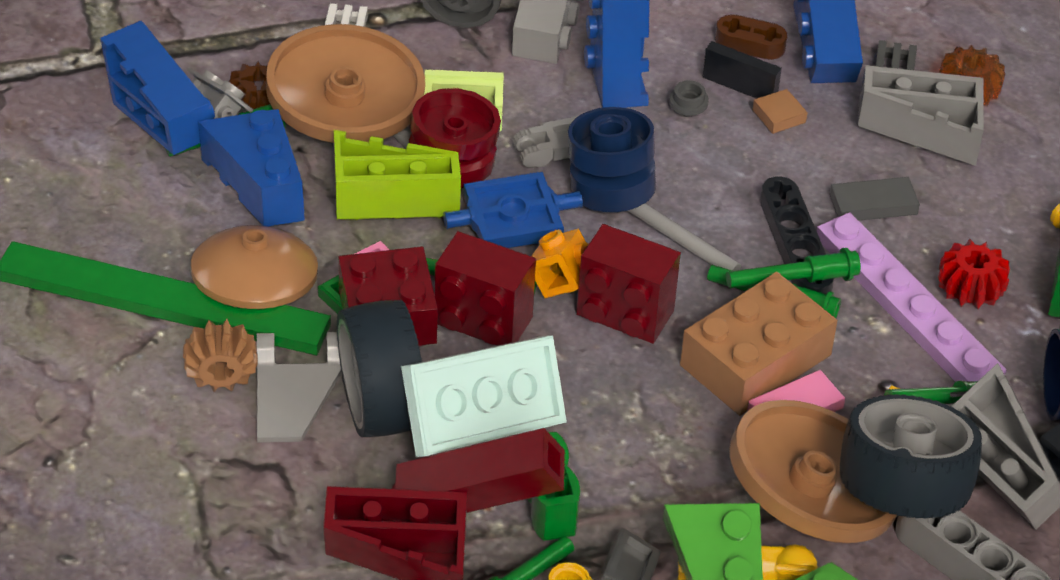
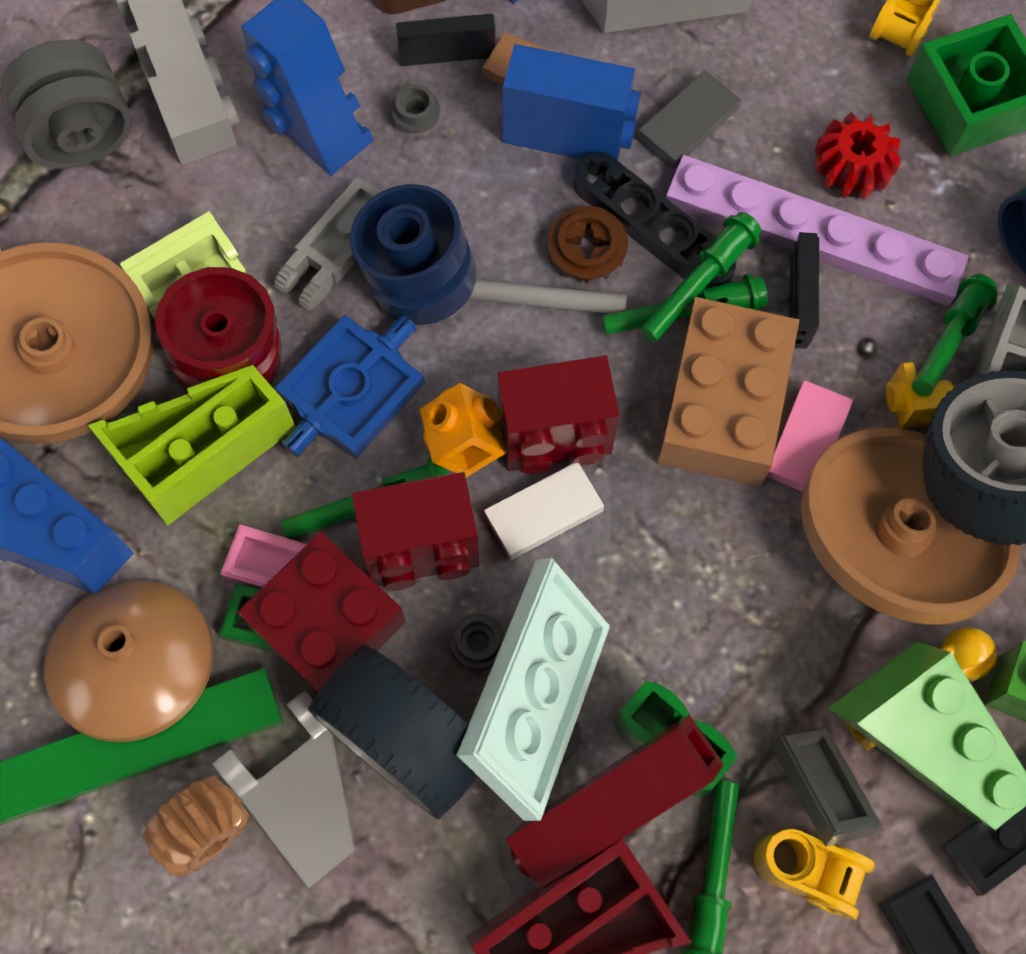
camera: 35 degrees left, 25 degrees up
(584, 341) = (543, 510): none -> white tile
(734, 214) = (605, 231): none -> reddish brown gear
(786, 136) = (568, 104): none -> blue brick
(864, 322) = (804, 287): none -> black tile

